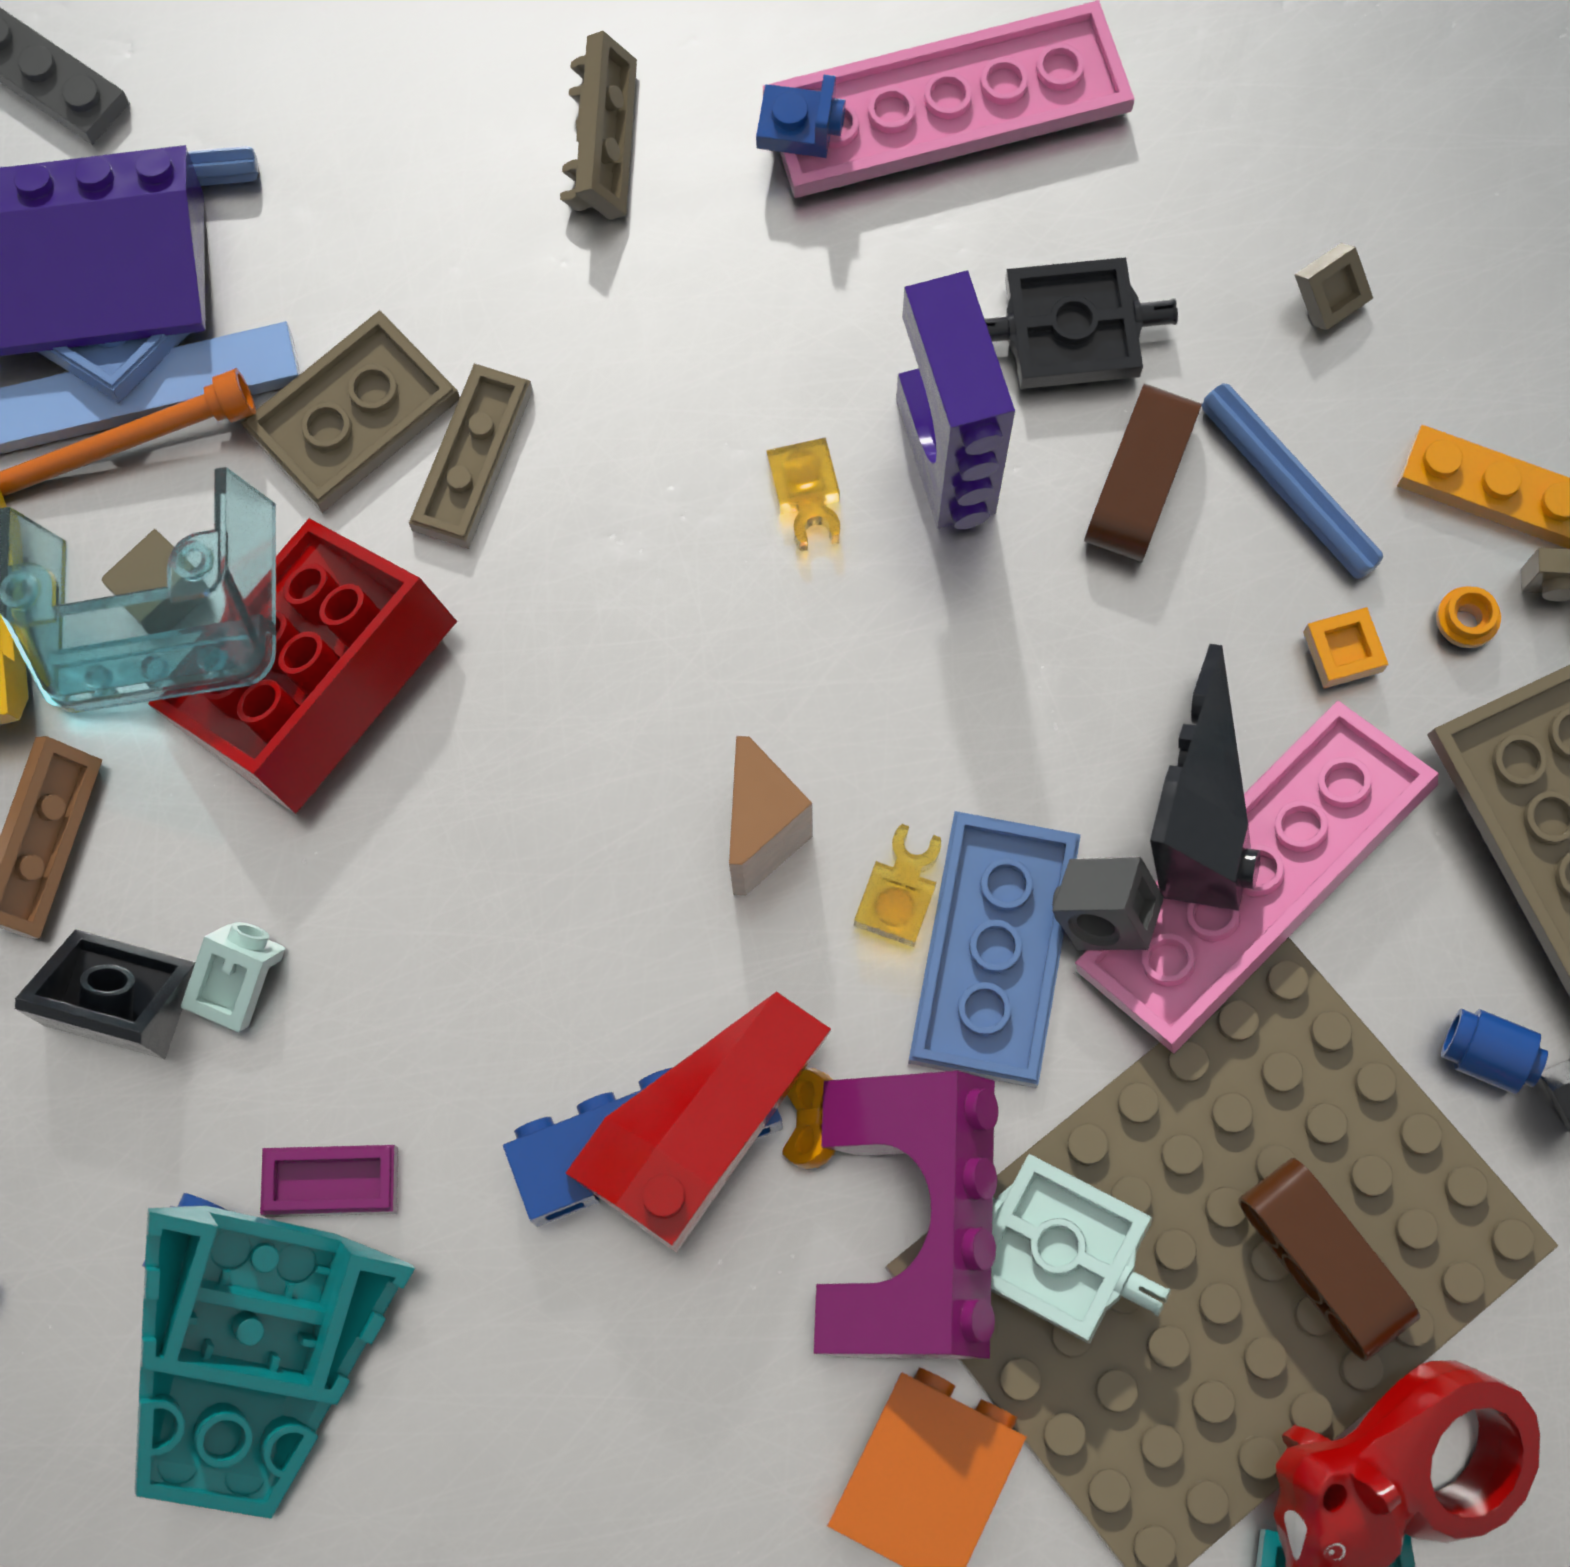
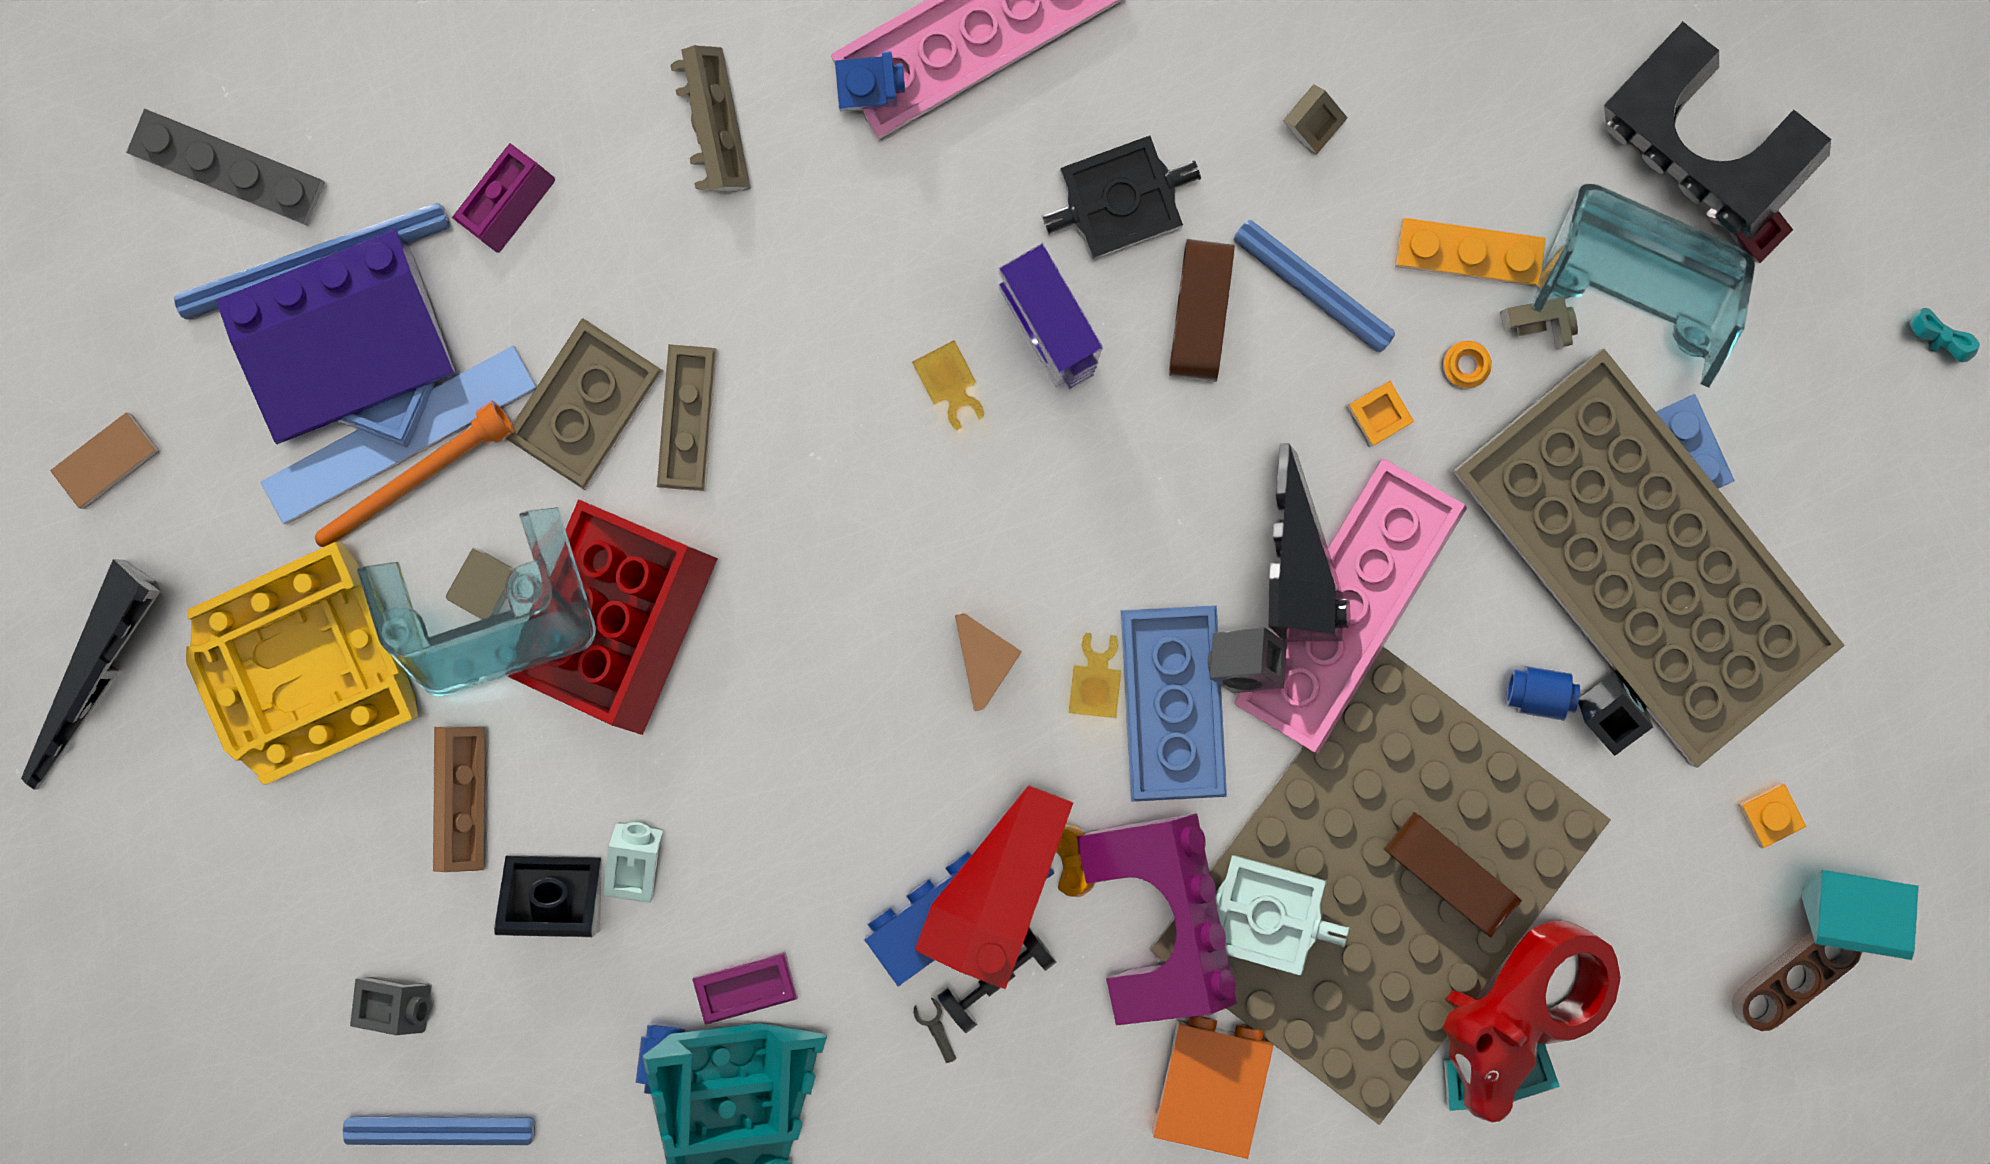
camera: 15 degrees left, 15 degrees up
(331, 164) = (504, 198): none -> magenta slope
(568, 1302) = (937, 1031): none -> clear smoke hand
(659, 1255) = (958, 1009): none -> black wheel

